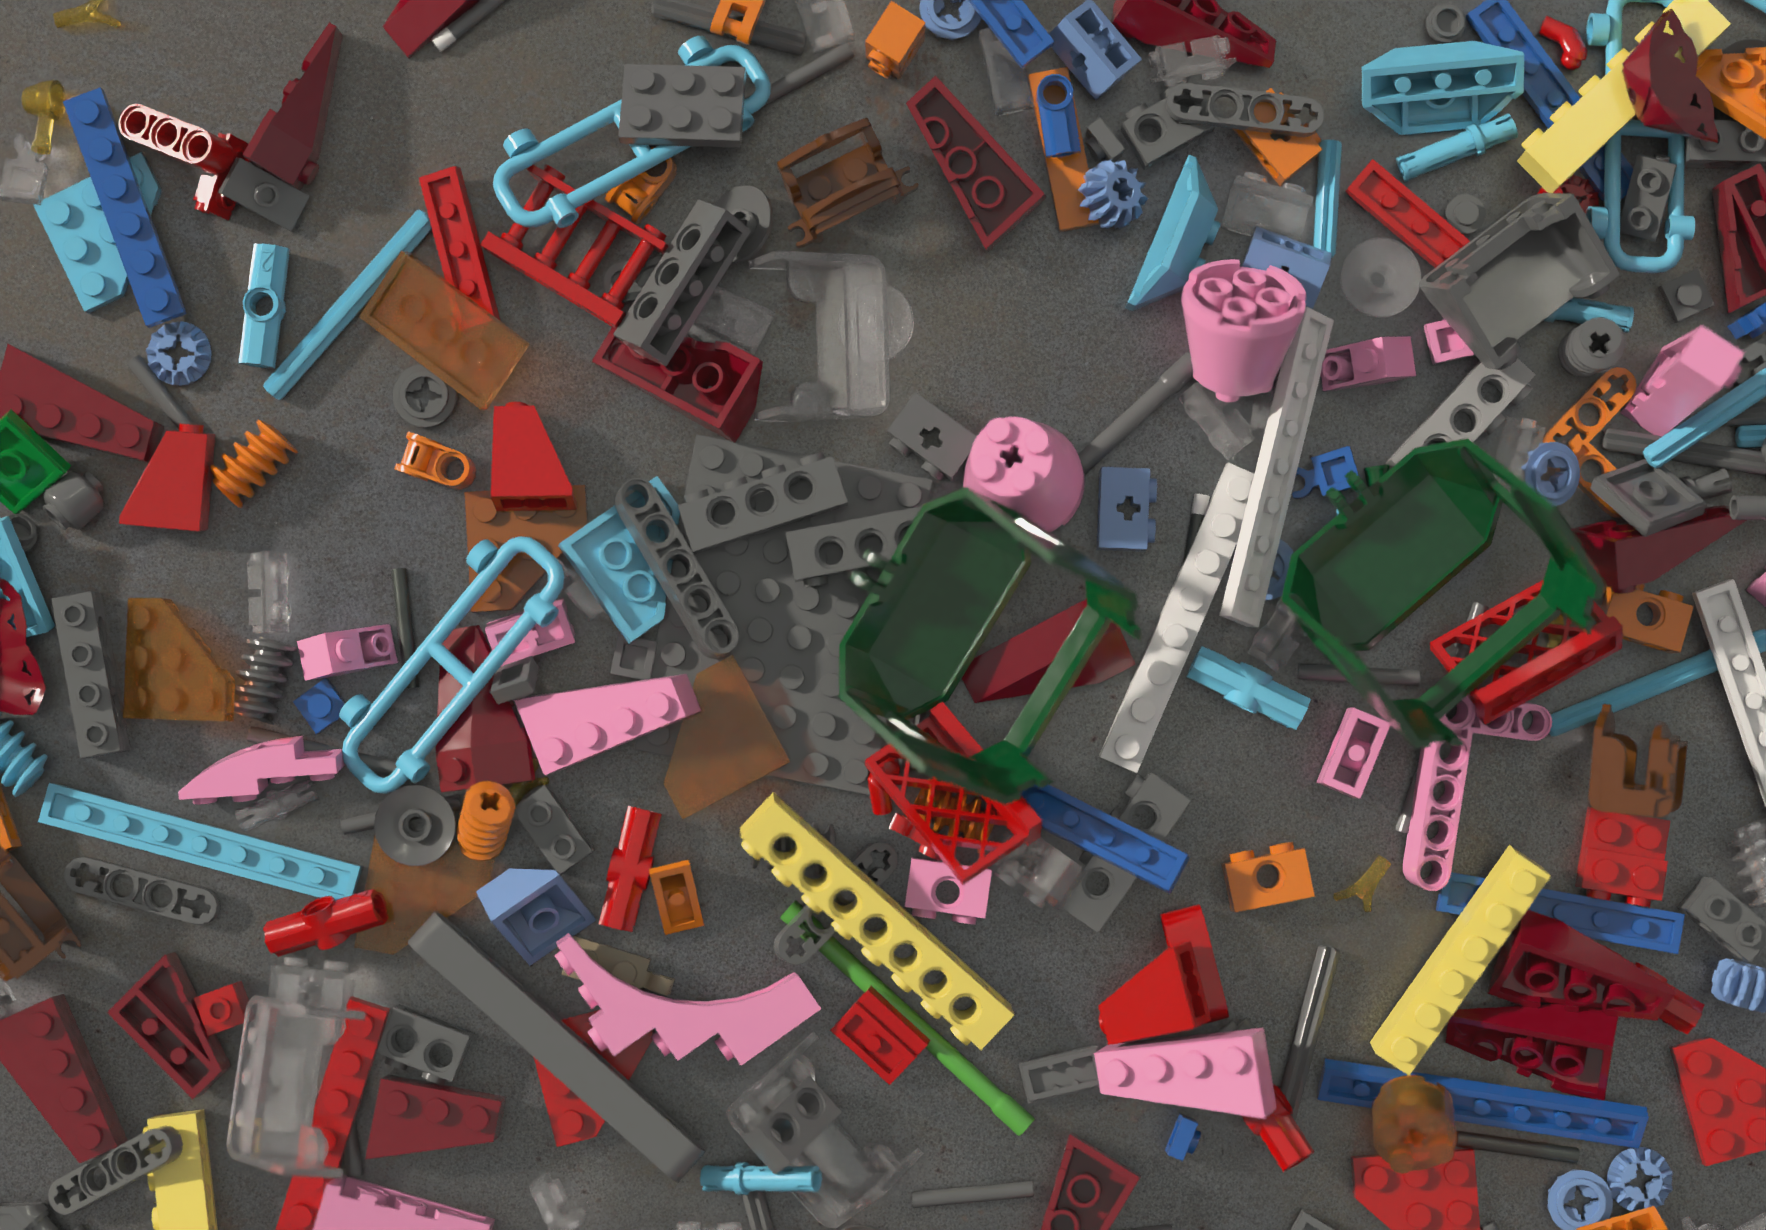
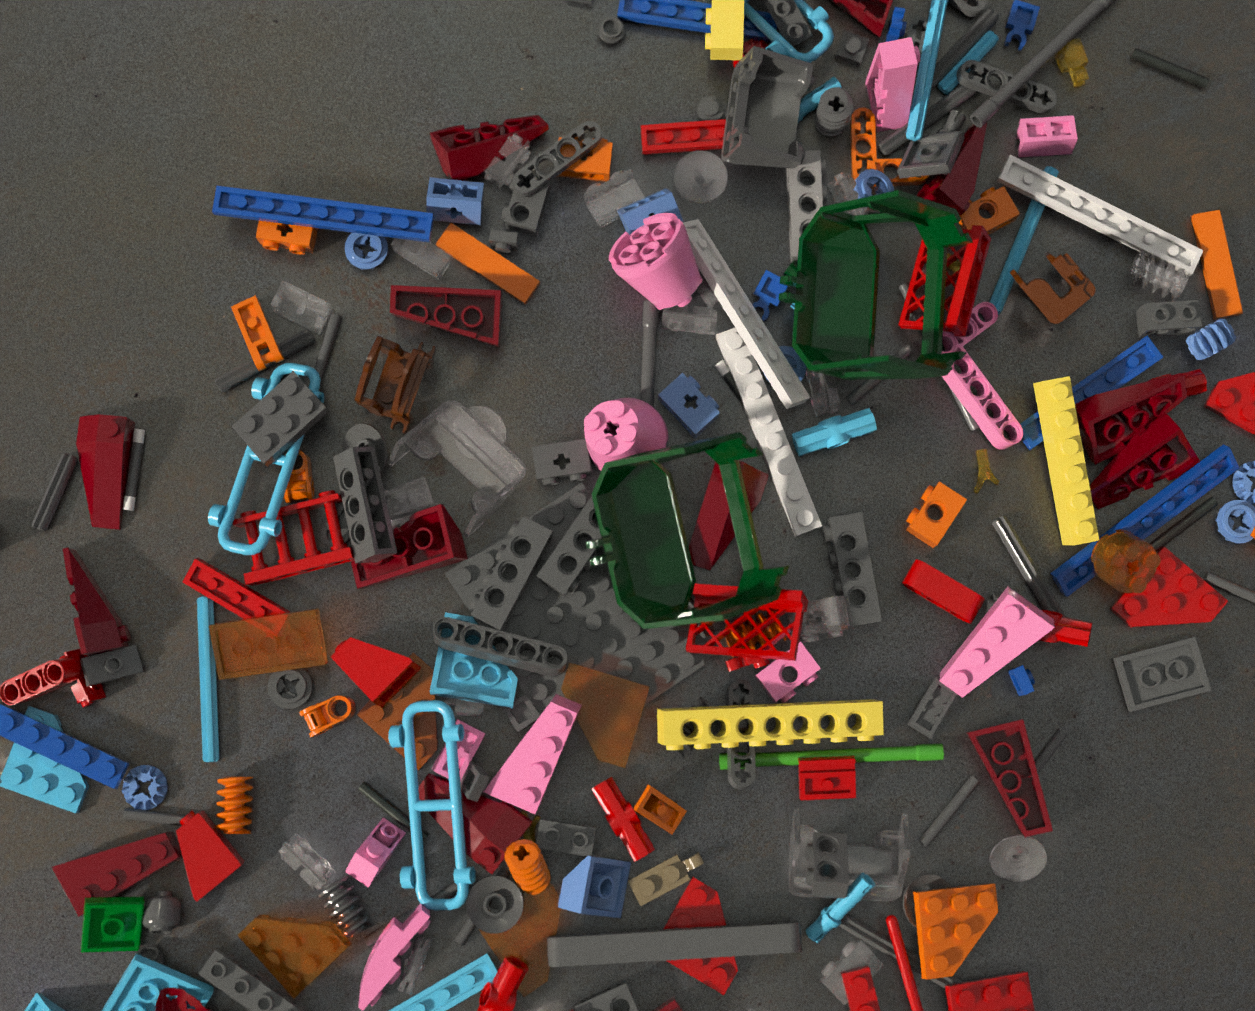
camera: 50 degrees left, 5 degrees down
(266, 279) = (154, 707): medium azure piece -> none
(320, 705) = (388, 892): blue plate -> none
(627, 1013) = (694, 891): bright pink arch -> none
(879, 797) = (708, 660): red arm -> none
(894, 41) = (354, 289): orange brick -> none
(1058, 120) = (471, 250): blue piece -> none
(1107, 837) = (841, 569): blue plate -> none
(1113, 194) = (533, 260): medium blue gear -> none
(1157, 1000) = (943, 624): red slope -> none
(1179, 238) = (586, 251): medium azure wedge -> none
(1327, 196) = (636, 163): medium azure axle -> none
(1353, 753) = (915, 413): bright pink brick -> none
(1368, 363) = (735, 222): bright pink slope -> none
(1441, 85) = (639, 59): medium azure wedge -> none
(1445, 343) = (762, 177): bright pink plate -> none
(1472, 141) = (679, 72): medium azure pin -> none
(1623, 856) = (1090, 337): red plate -> none

